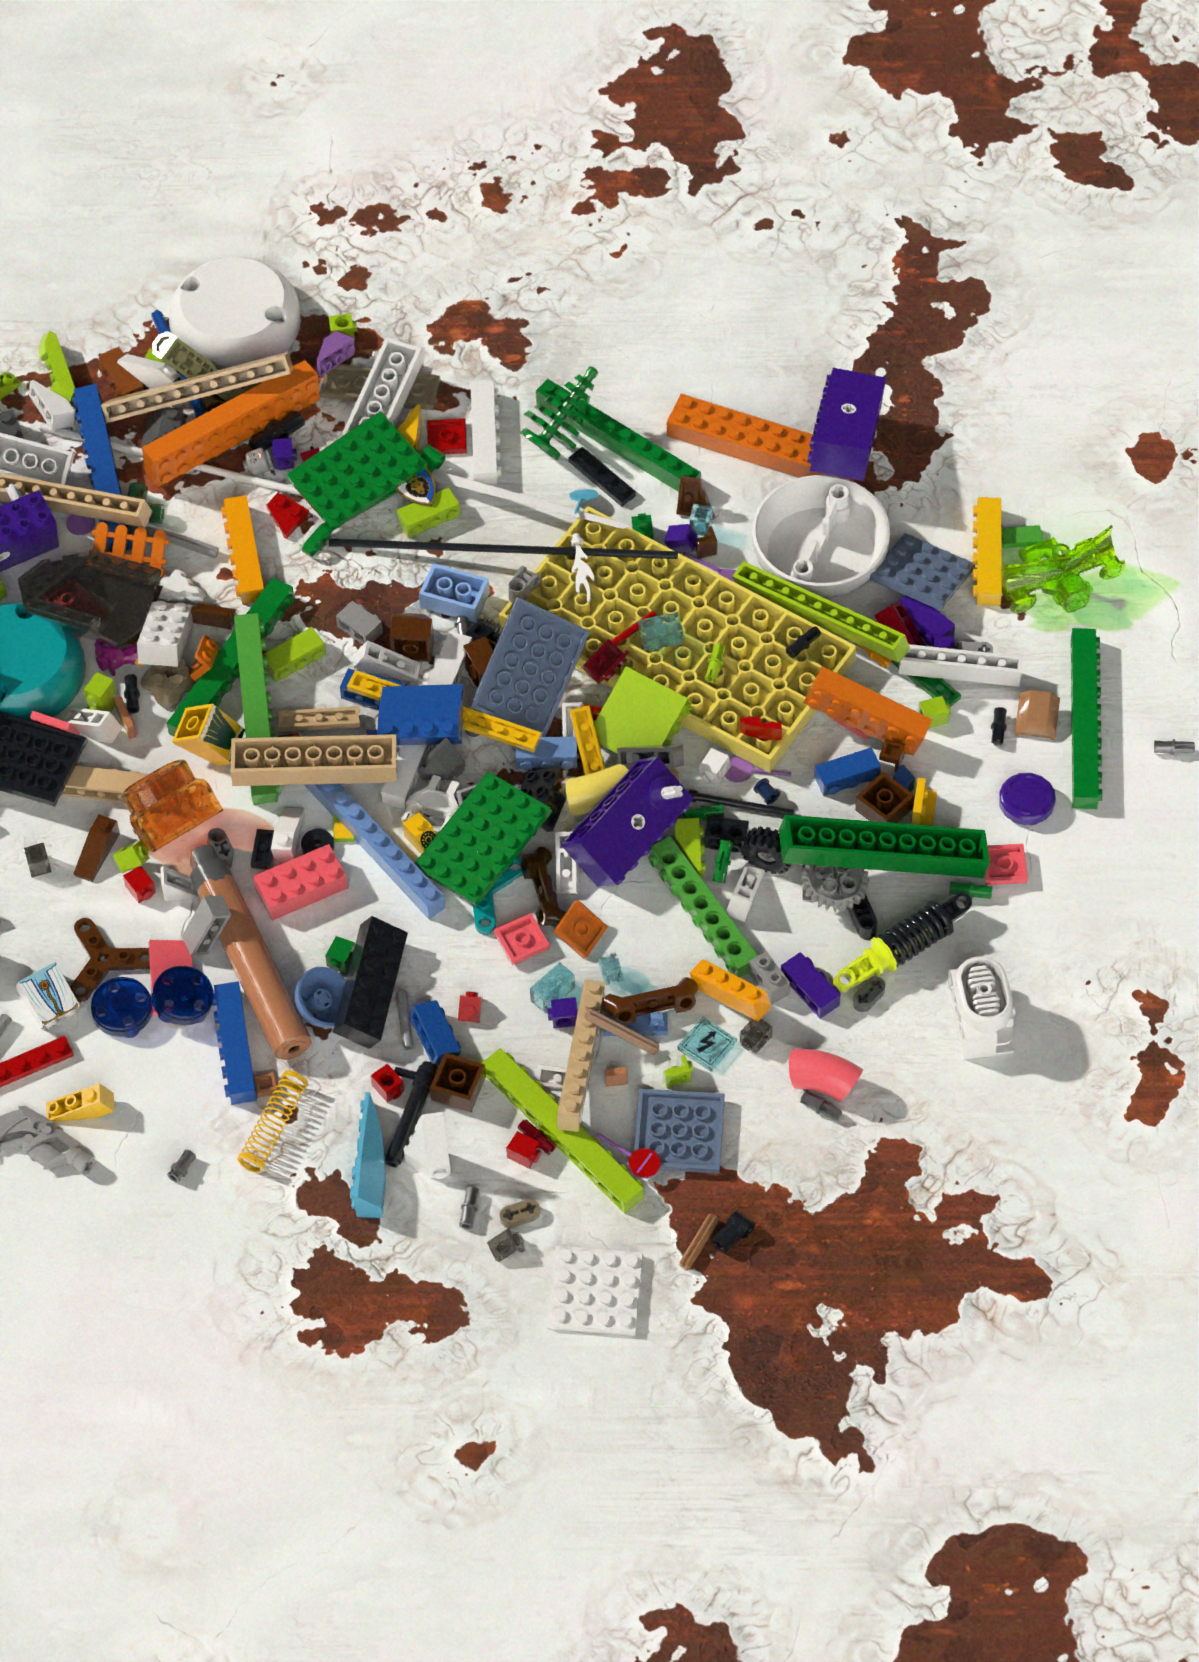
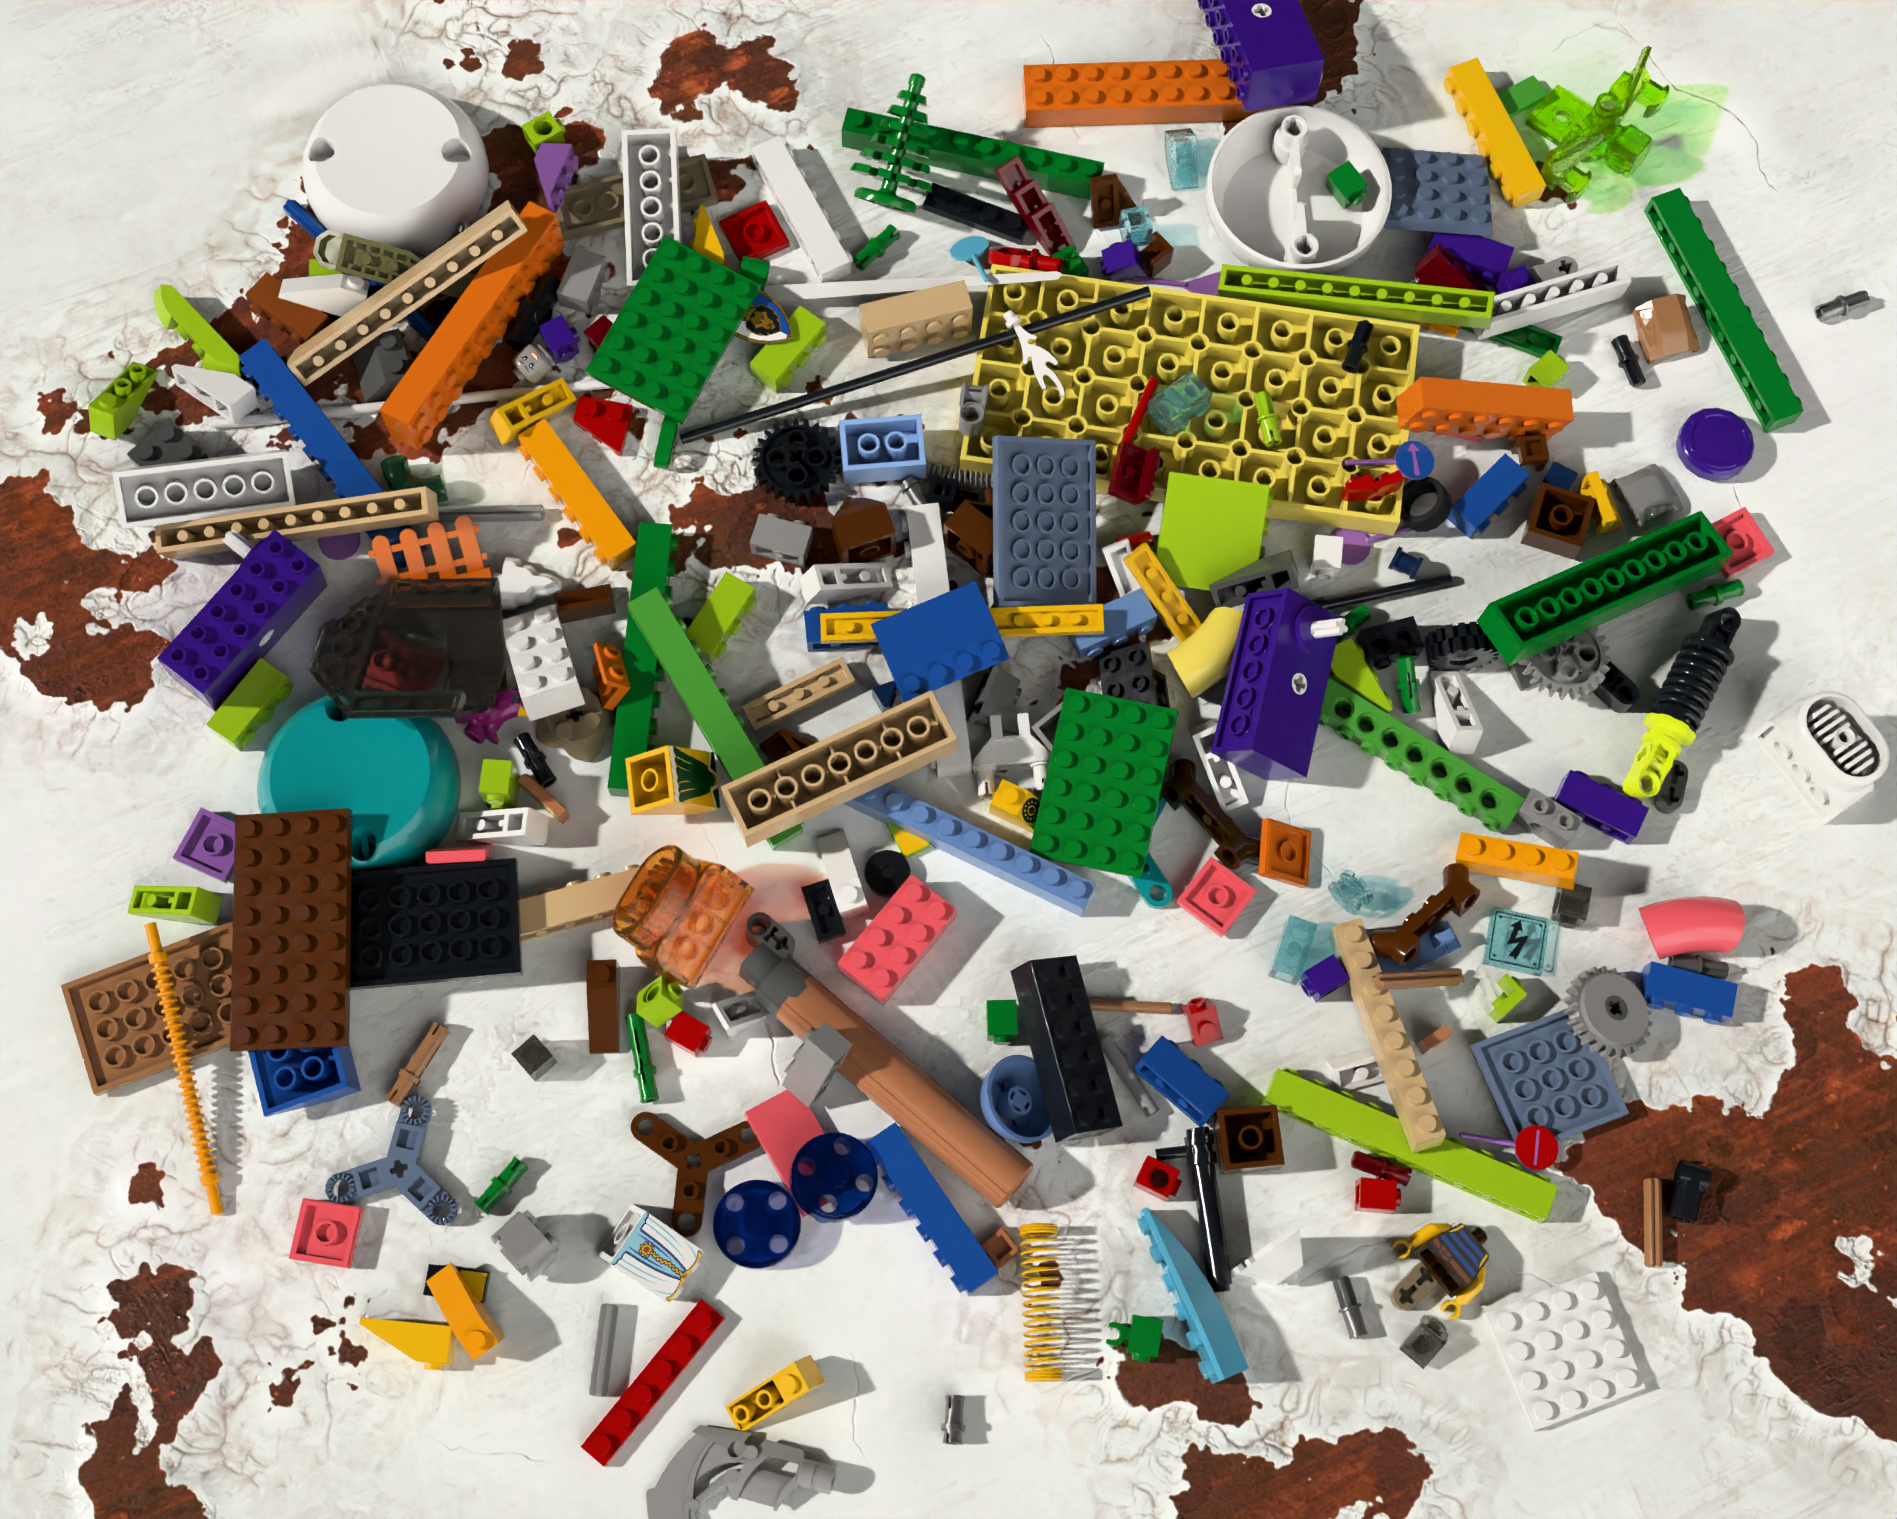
camera: 30 degrees left, 15 degrees up
(101, 894) = (642, 1059): none -> green pin
(233, 486) = (530, 409): none -> yellow slope
(318, 424) = (583, 281): none -> light grey brick
(325, 1167) = (1142, 1337): none -> green brick
(383, 587) = (814, 445): none -> black gear
(427, 980) = (1130, 1006): none -> medium nougat piece
(519, 522) = (916, 319): none -> tan brick
(521, 472) = (876, 247): none -> green pin
(550, 1204) = (1453, 1259): none -> torso
(616, 513) = (1023, 259): none -> red pin
(639, 482) = (1033, 207): none -> dark red slope
(739, 1103) = (1608, 1012): none -> light grey gear
(760, 486) = (1181, 158): none -> clear light blue slope
(800, 724) = (1411, 459): none -> blue piece
(802, 1116) = (1688, 993): none -> blue brick
(806, 757) = (1433, 517): none -> black tyre
(861, 545) = (1346, 185): none -> green brick
(960, 811) = (1647, 496): none -> light grey slope

